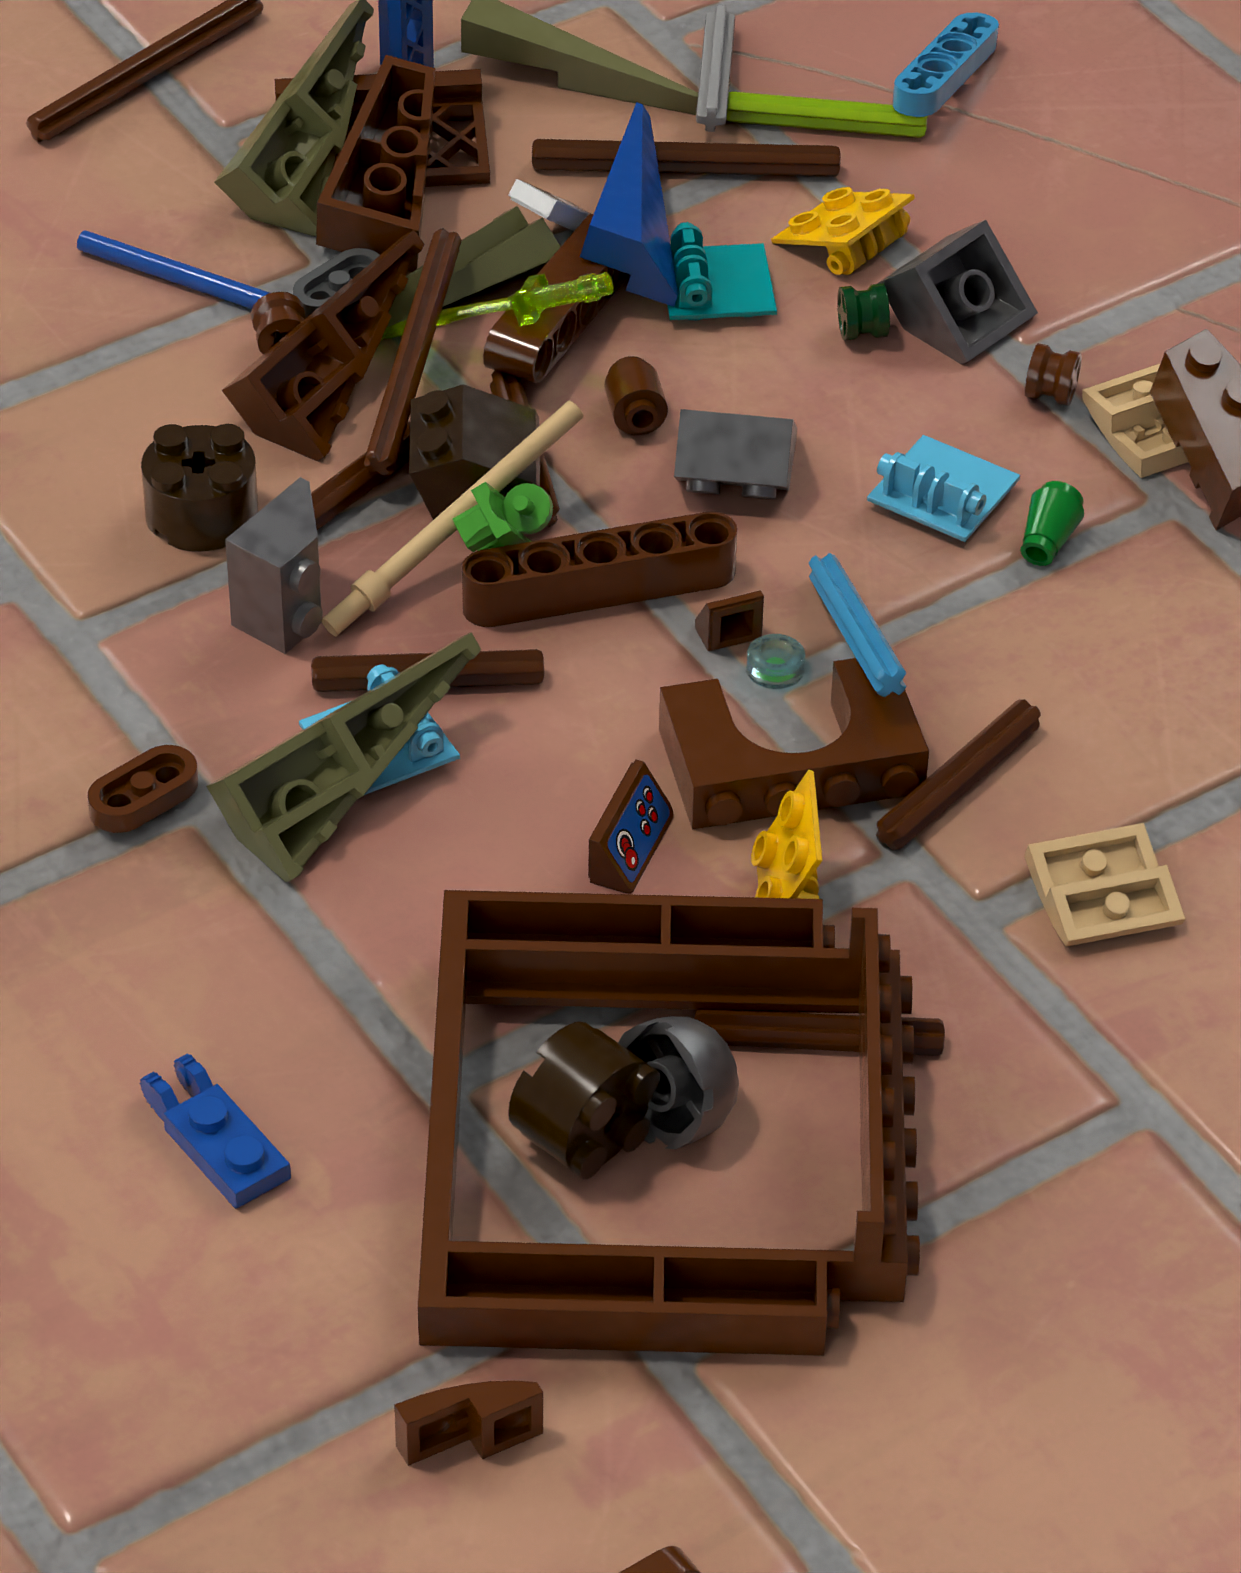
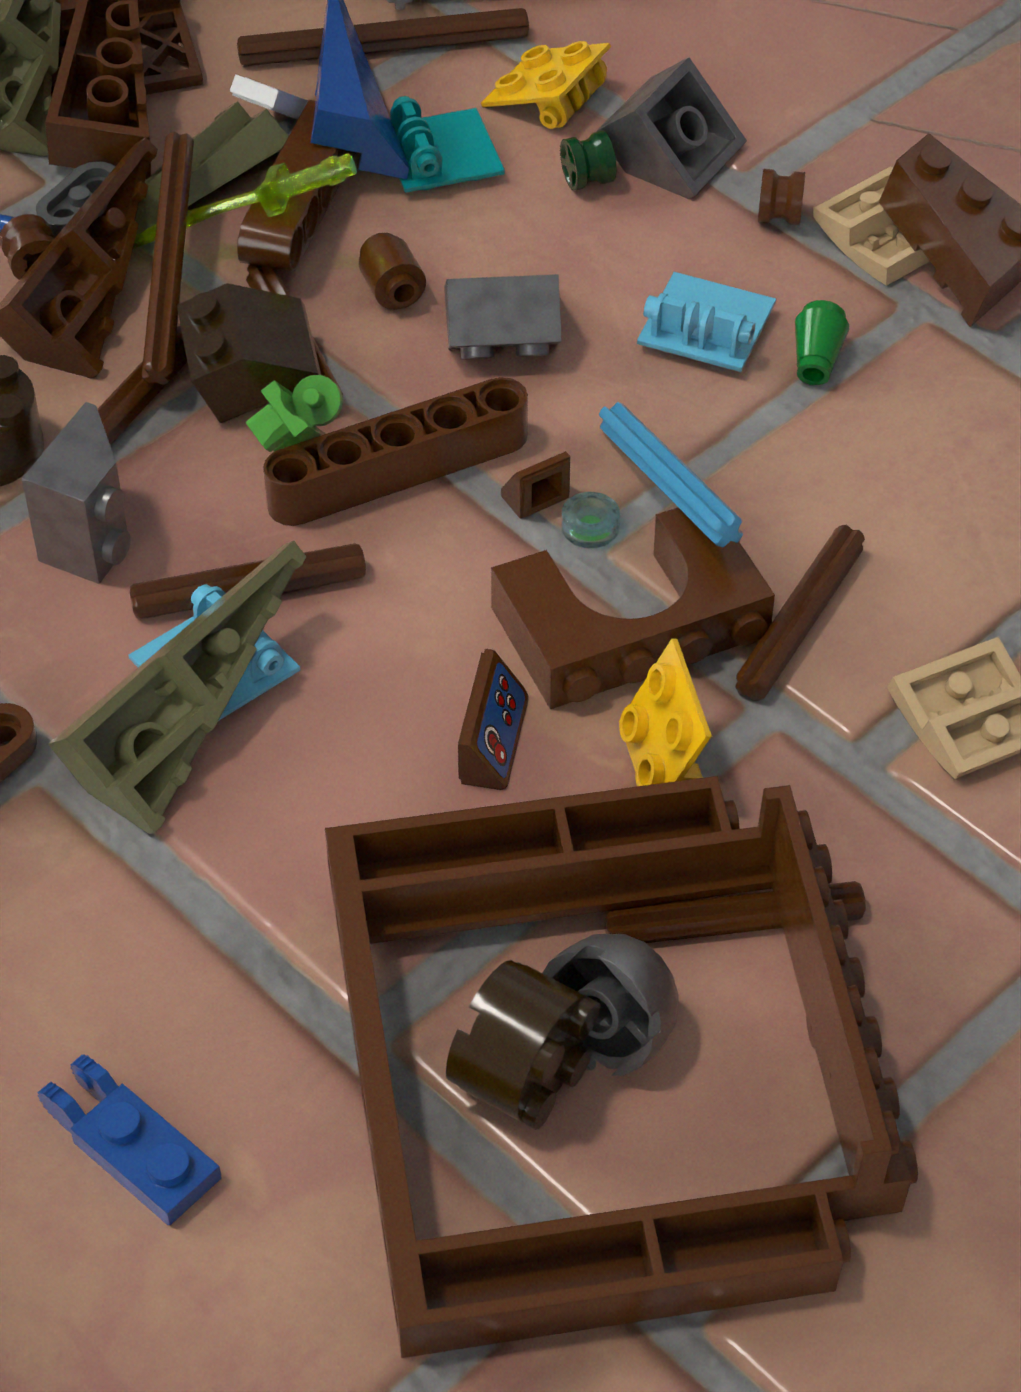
camera: 10 degrees left, 5 degrees up
(374, 587) = (177, 502): tan bar -> none

